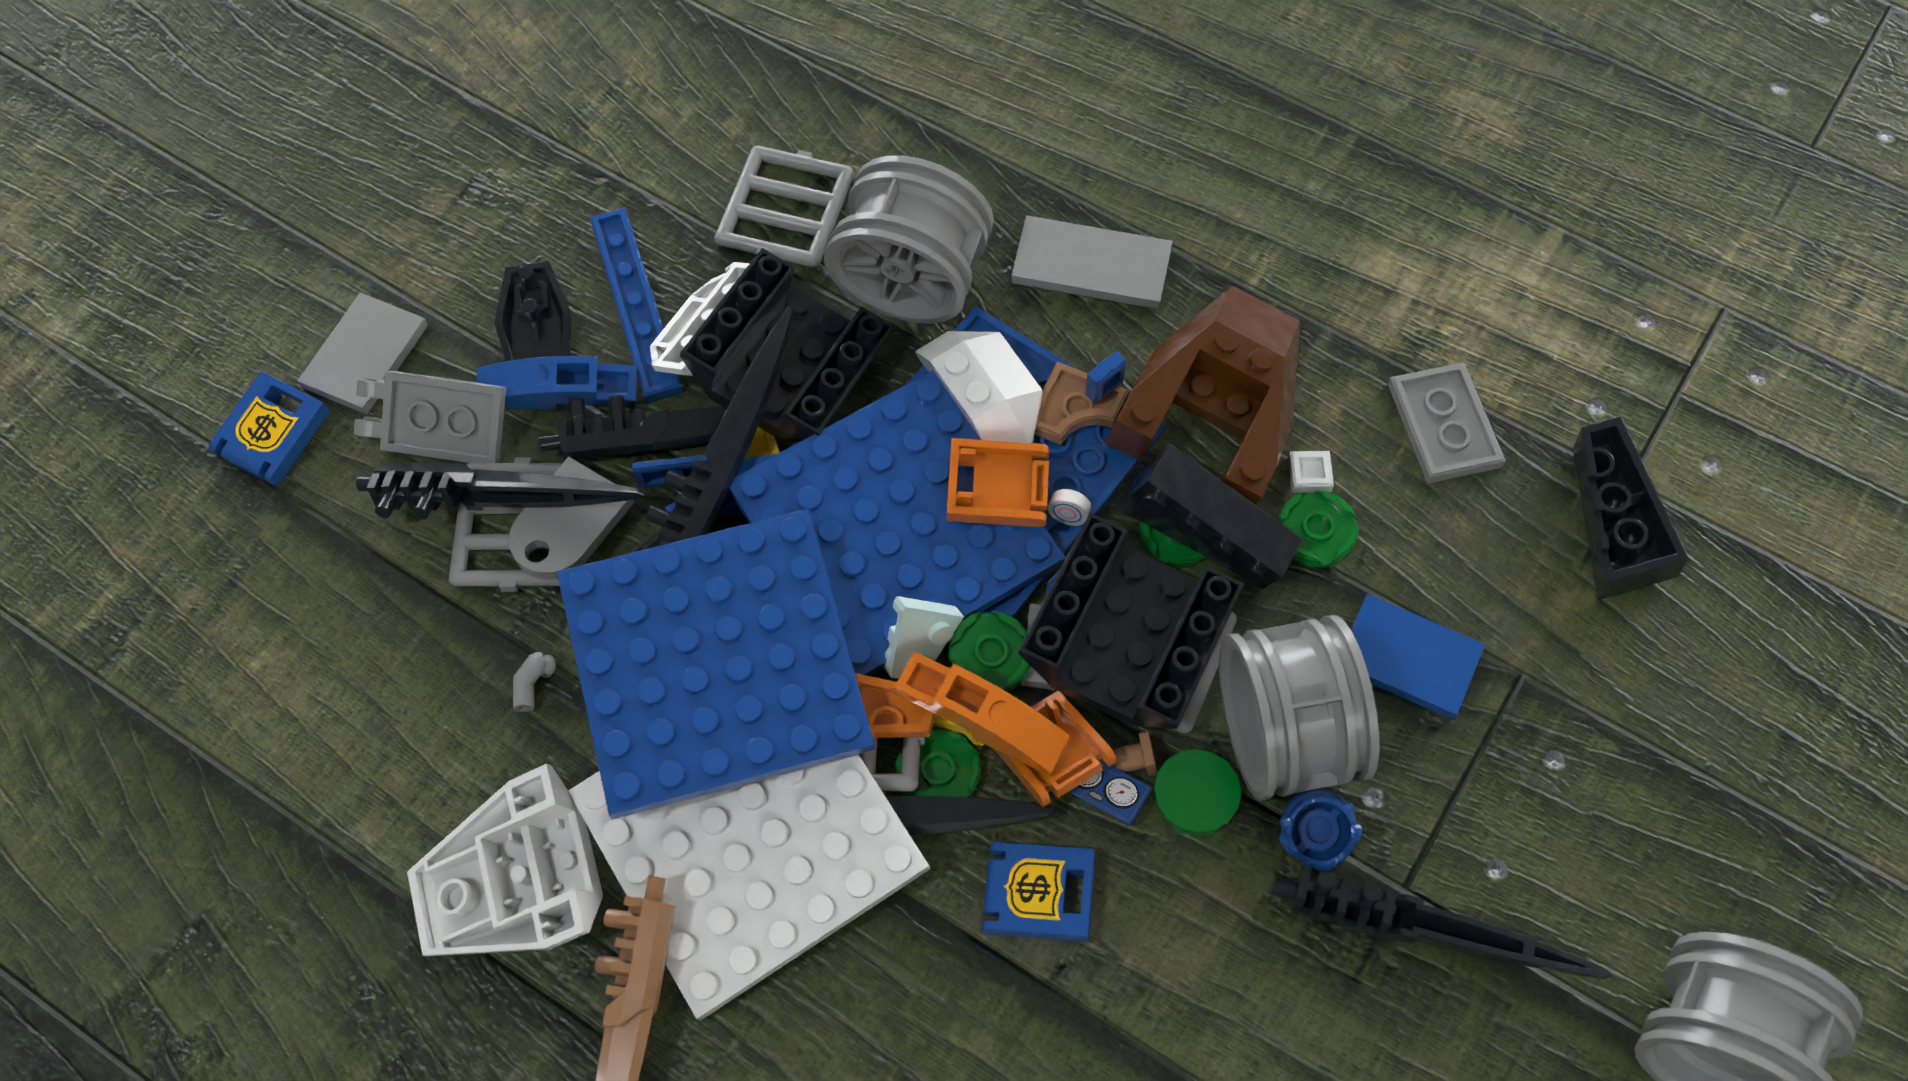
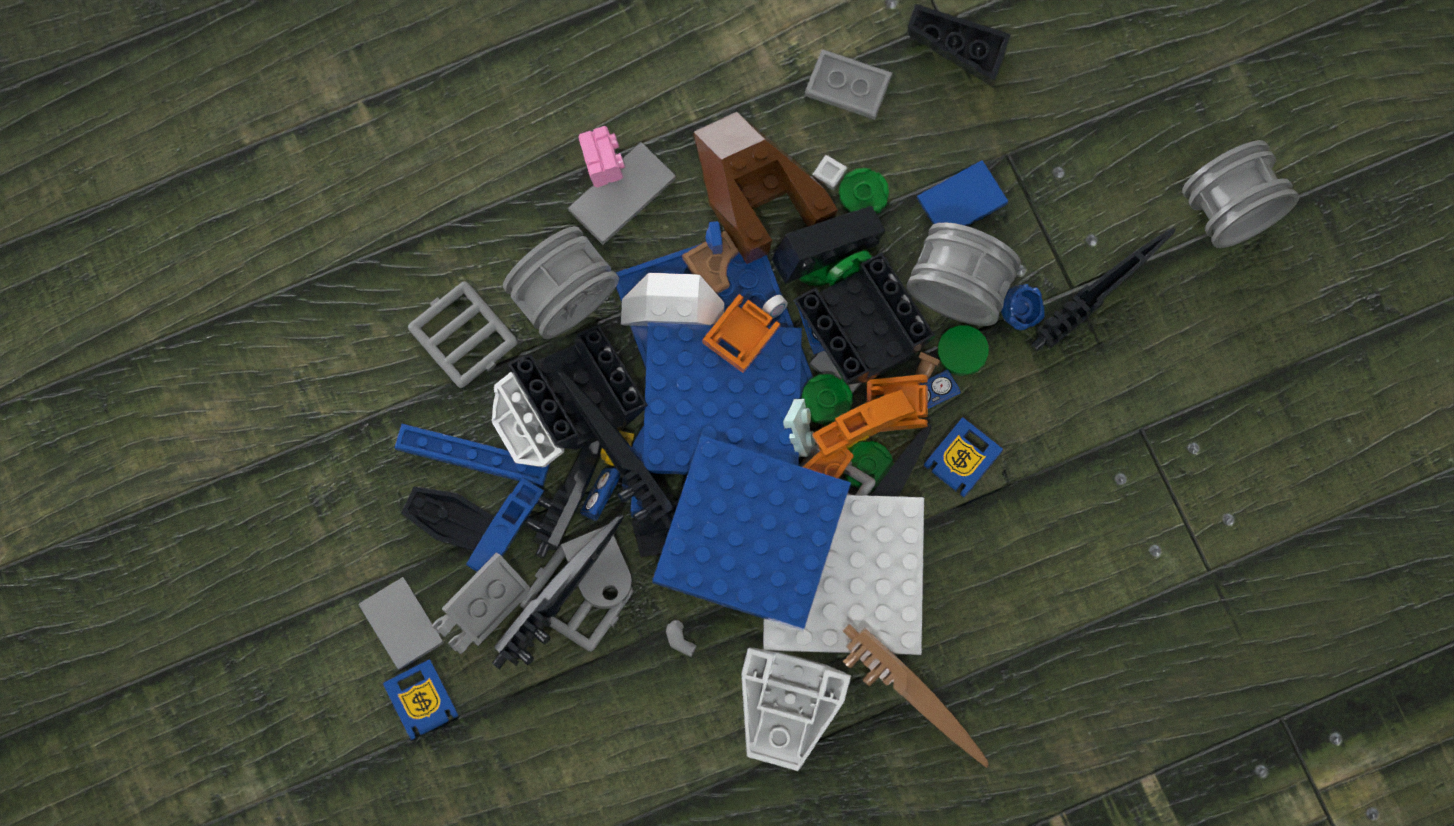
camera: 55 degrees left, 10 degrees up
(1116, 205) = (601, 156): none -> bright pink brick
(1191, 556) = (847, 267): none -> green tile

